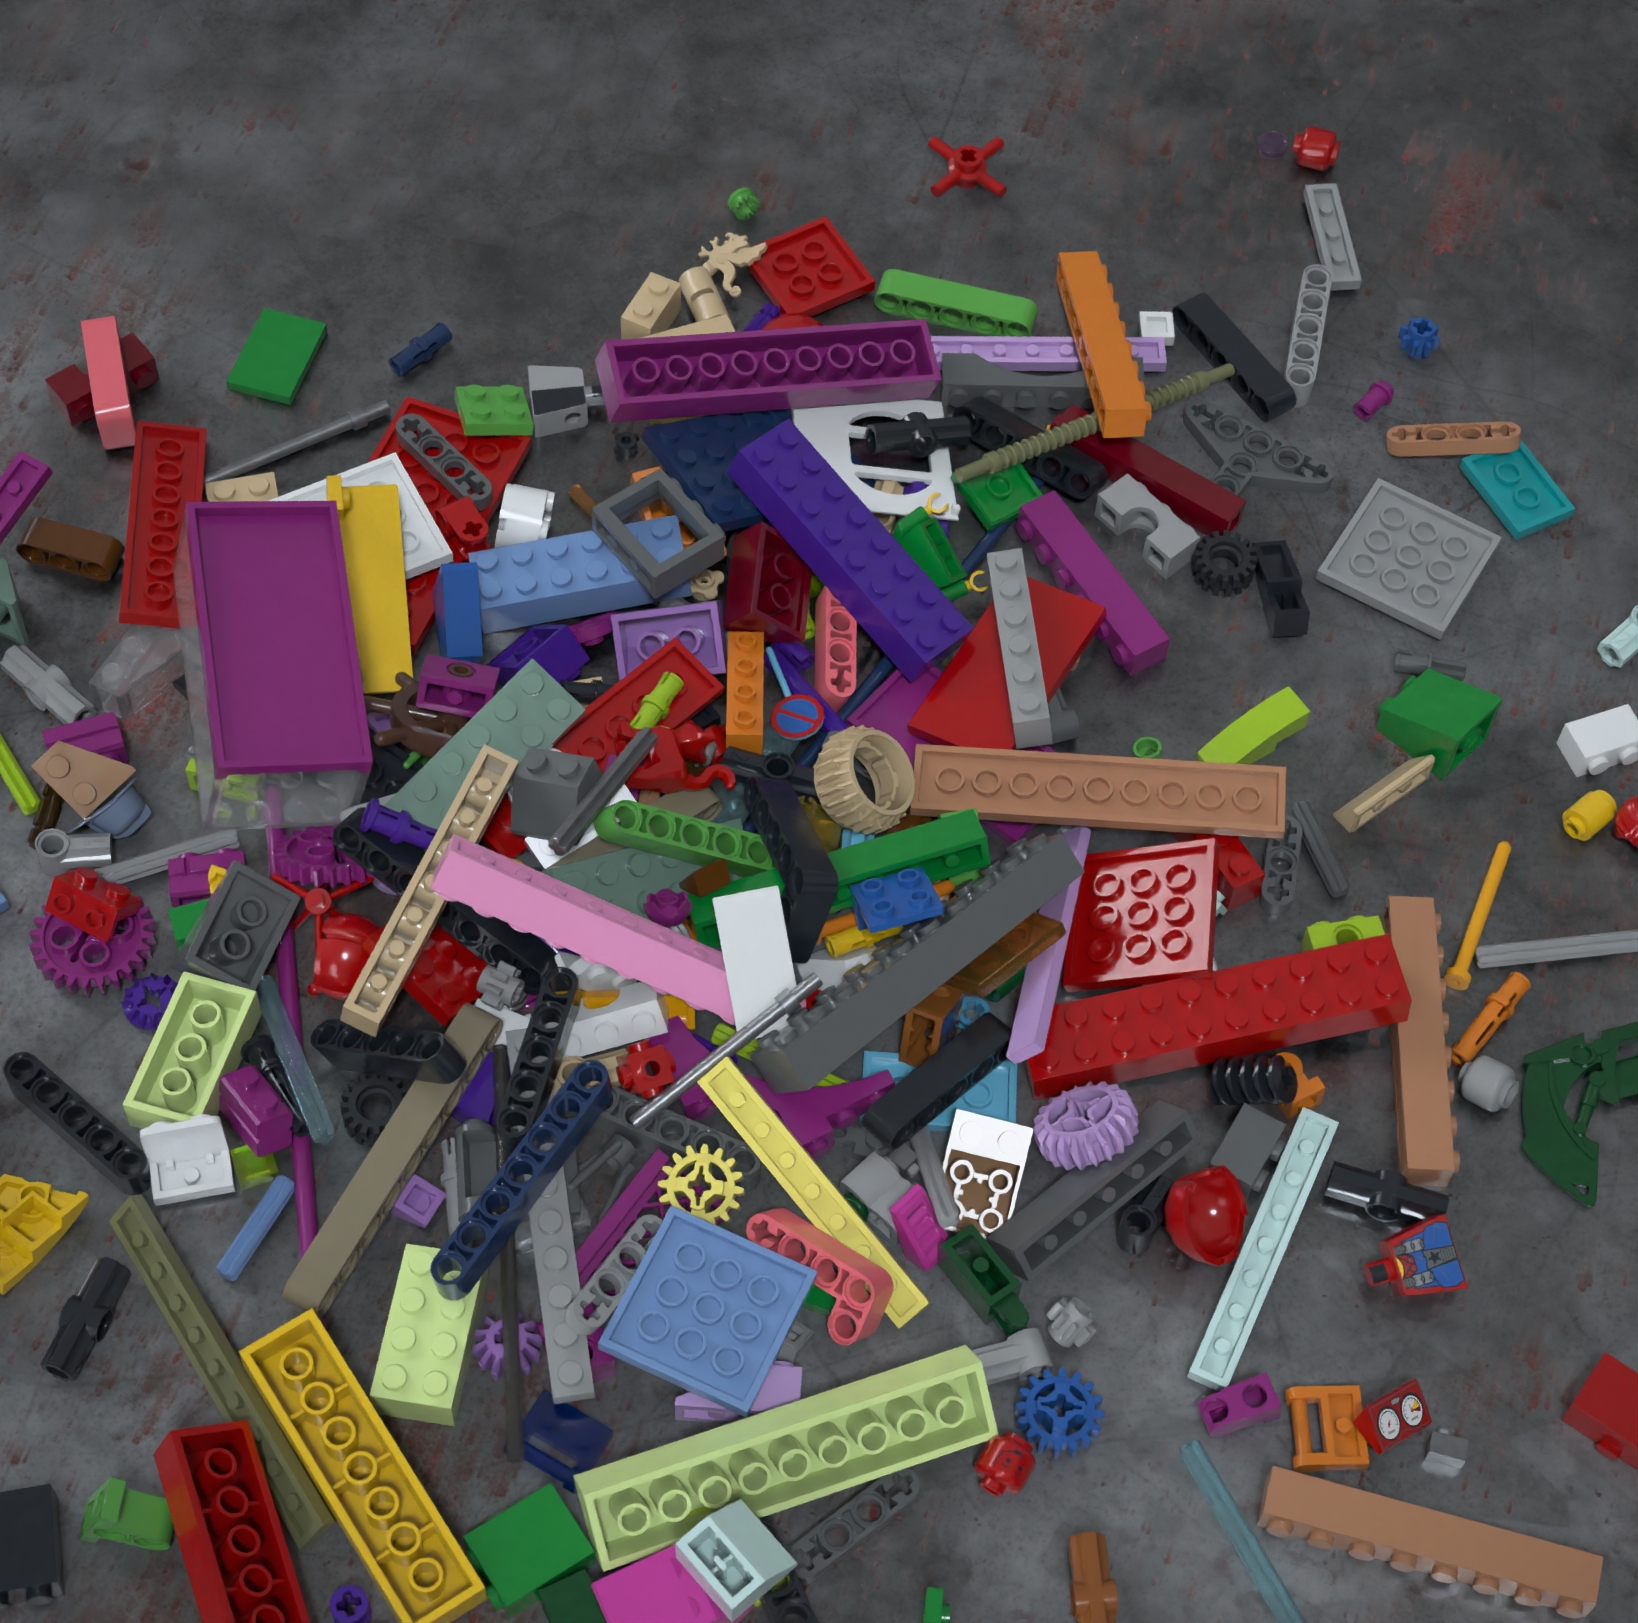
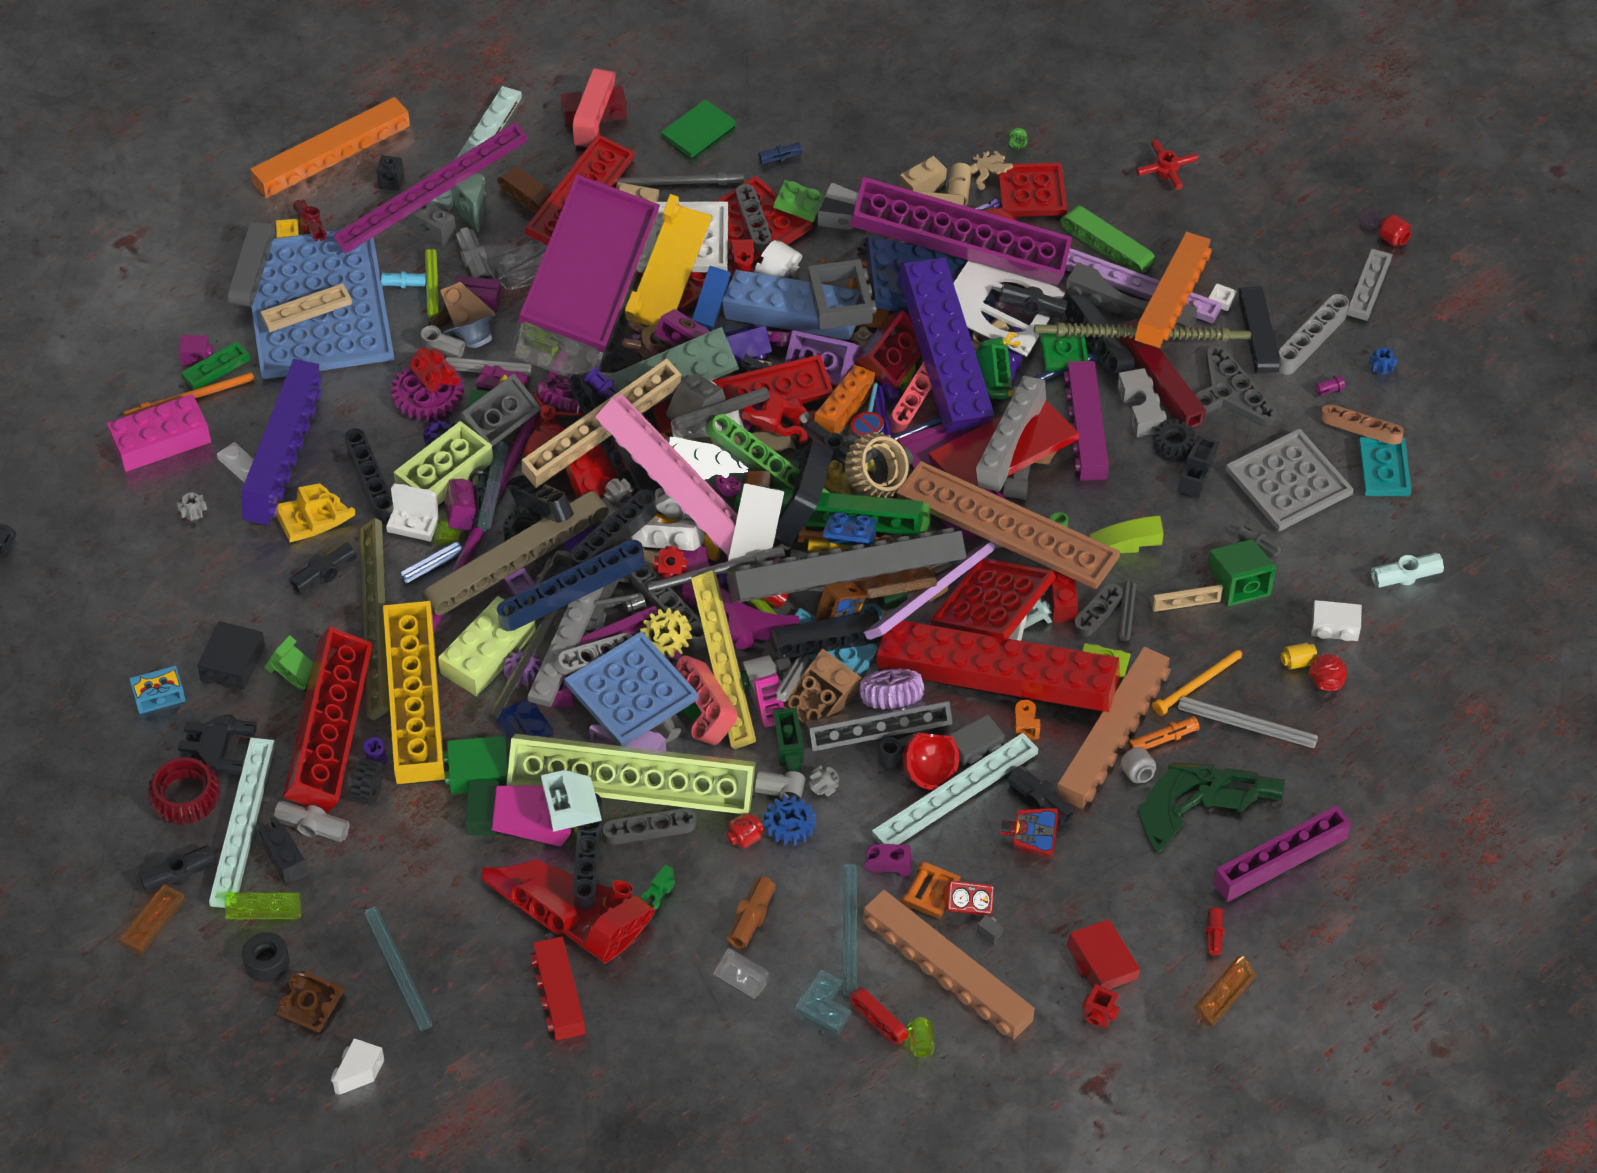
camera: 30 degrees right, 5 degrees down
(657, 703) = (788, 384): lime pin -> none
(1253, 1081) = (999, 705): black piece -> none

